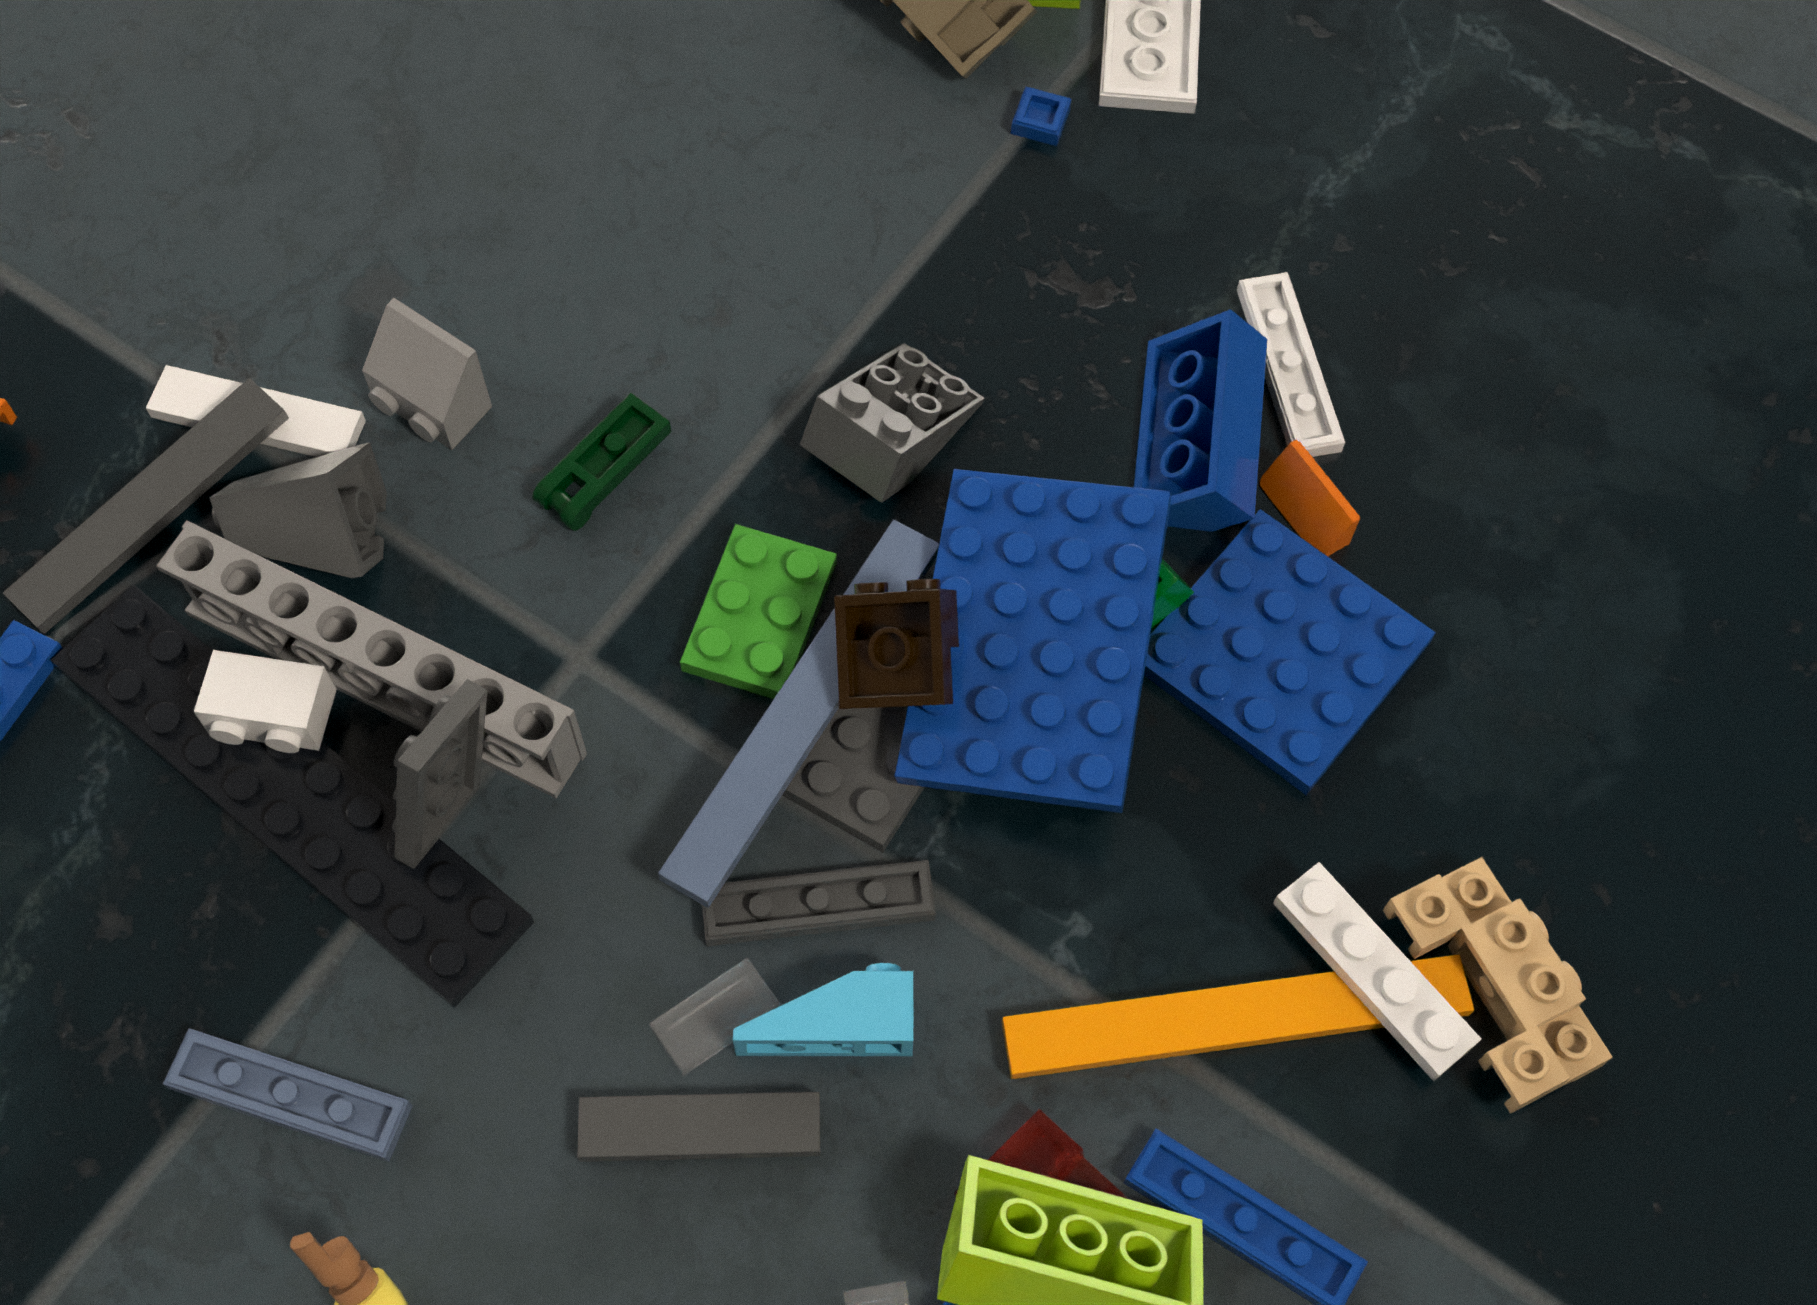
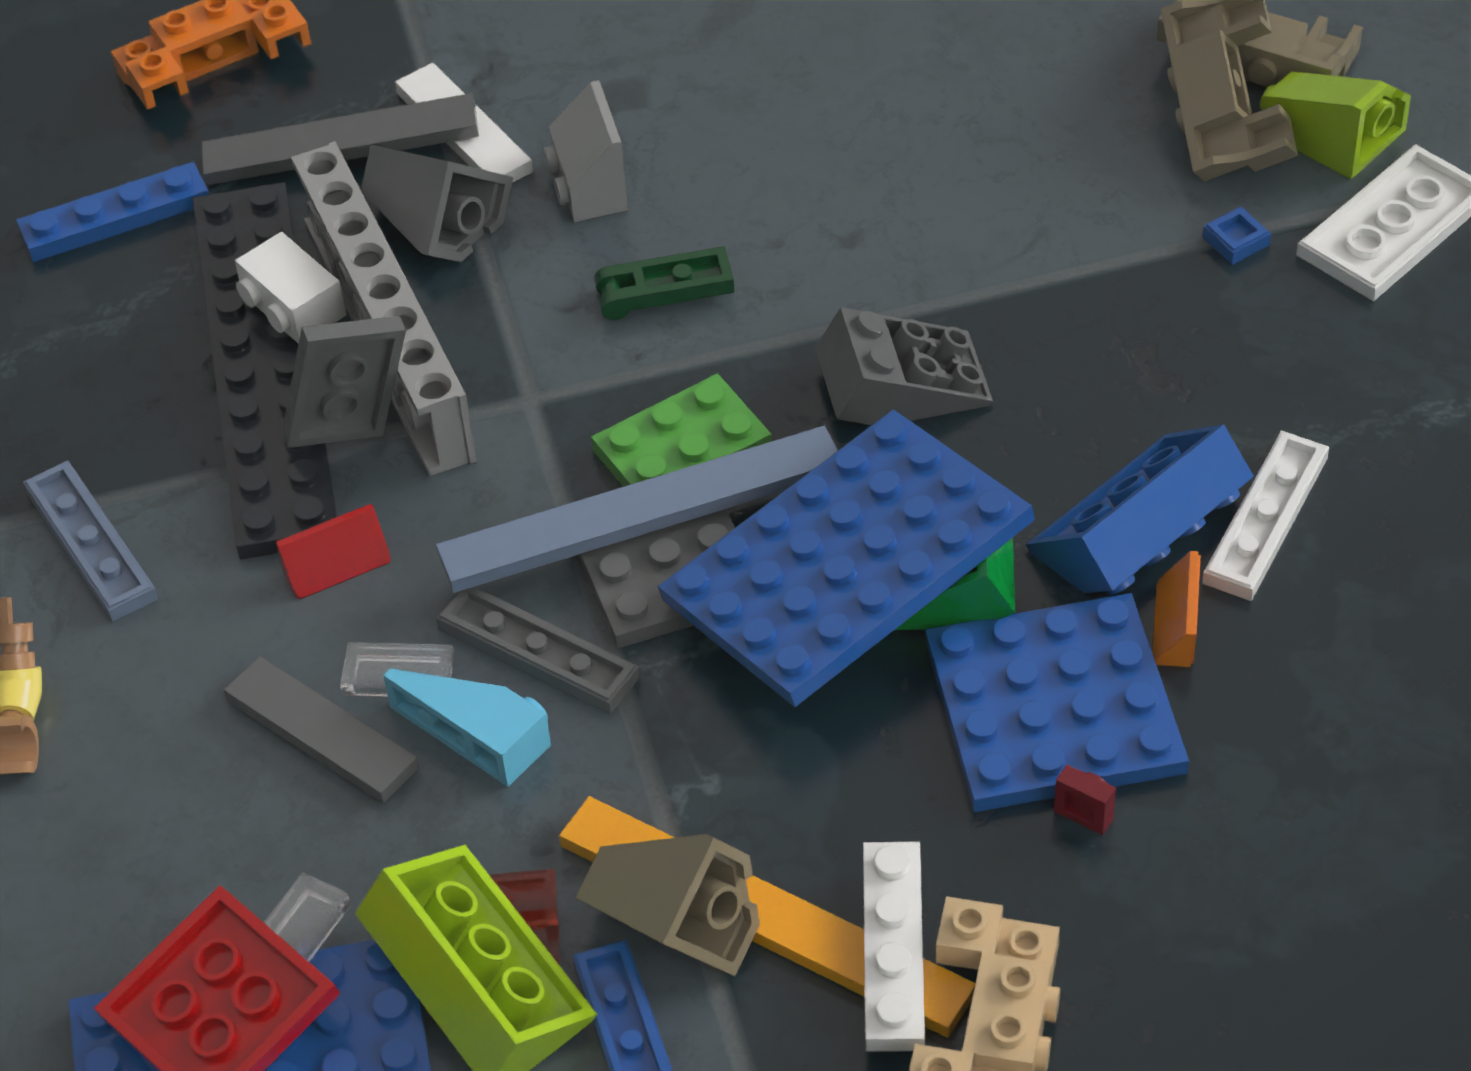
camera: 45 degrees right, 15 degrees down
(550, 943) = (333, 552): none -> red slope
(896, 645) = (728, 487): dark brown plate -> none
(1180, 1072) = (679, 893): none -> dark tan slope
(1395, 724) = (1085, 799): none -> dark red plate

